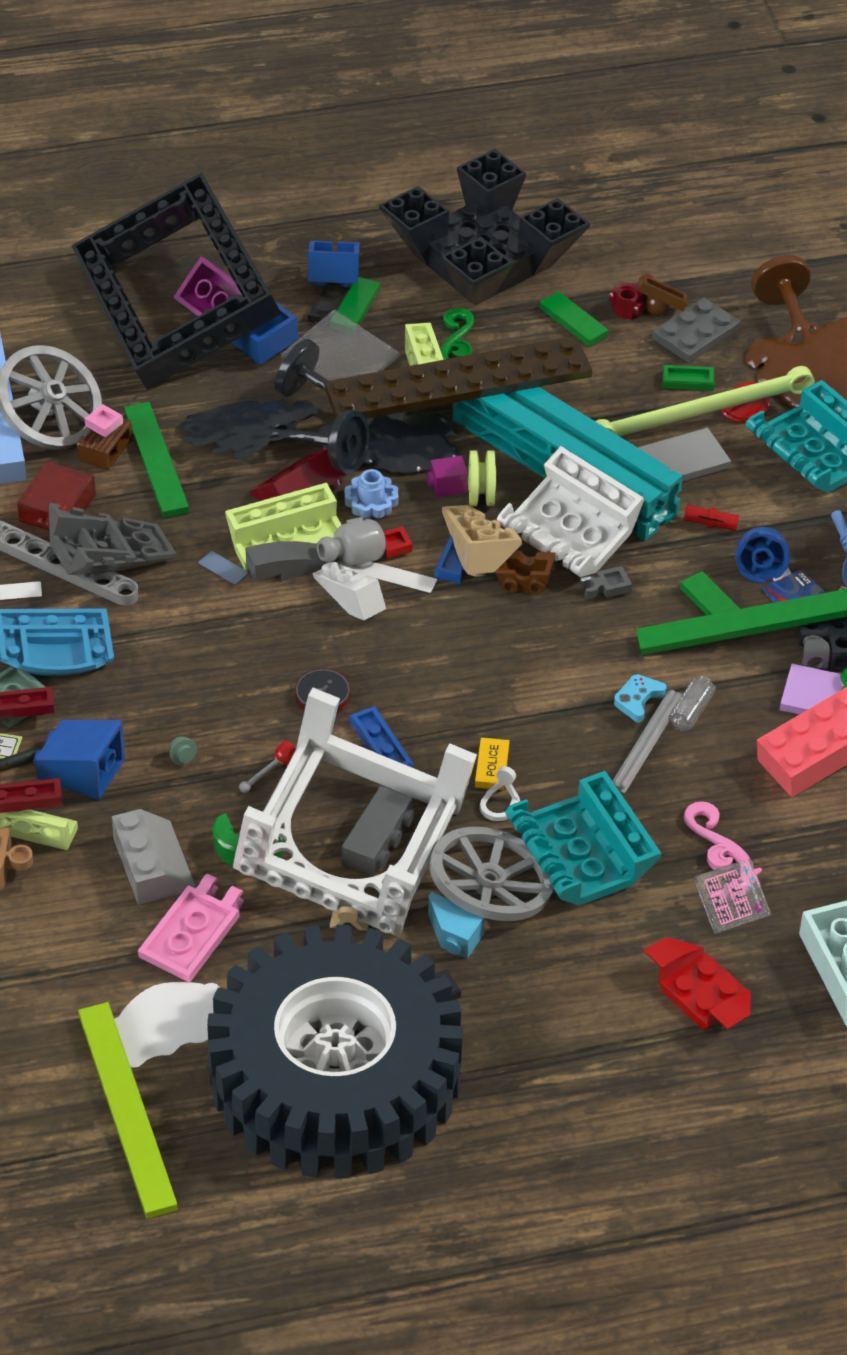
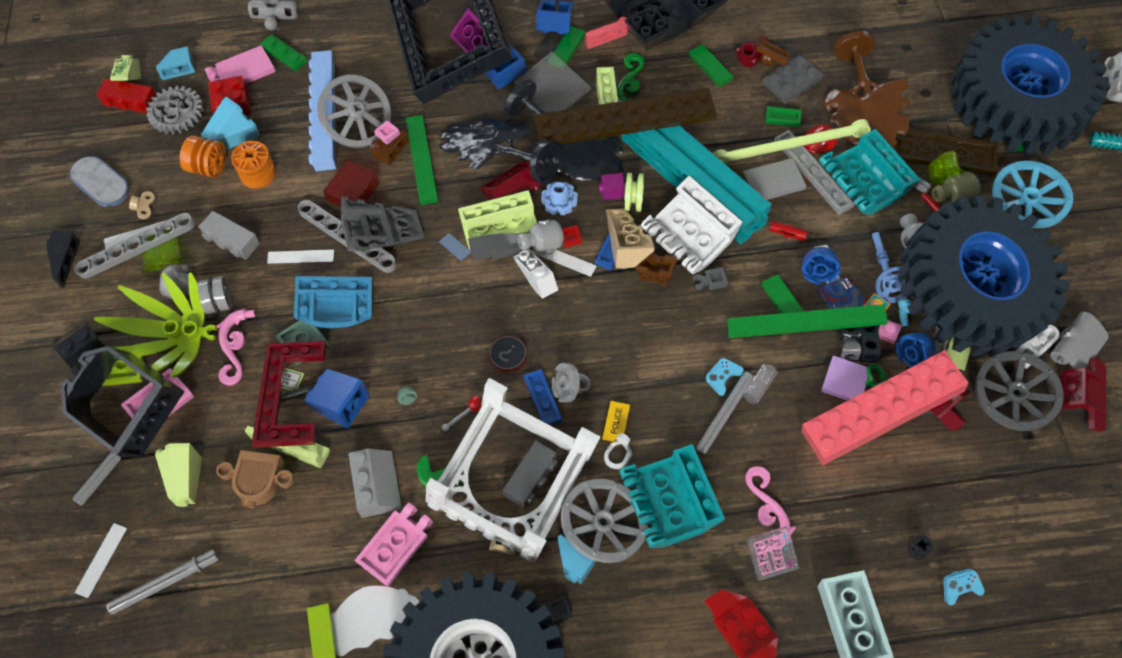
camera: 10 degrees right, 15 degrees up
(413, 283) = (606, 33): none -> coral plate
(417, 716) = (567, 382): none -> light grey tile
(748, 451) = (817, 176): none -> light grey tile

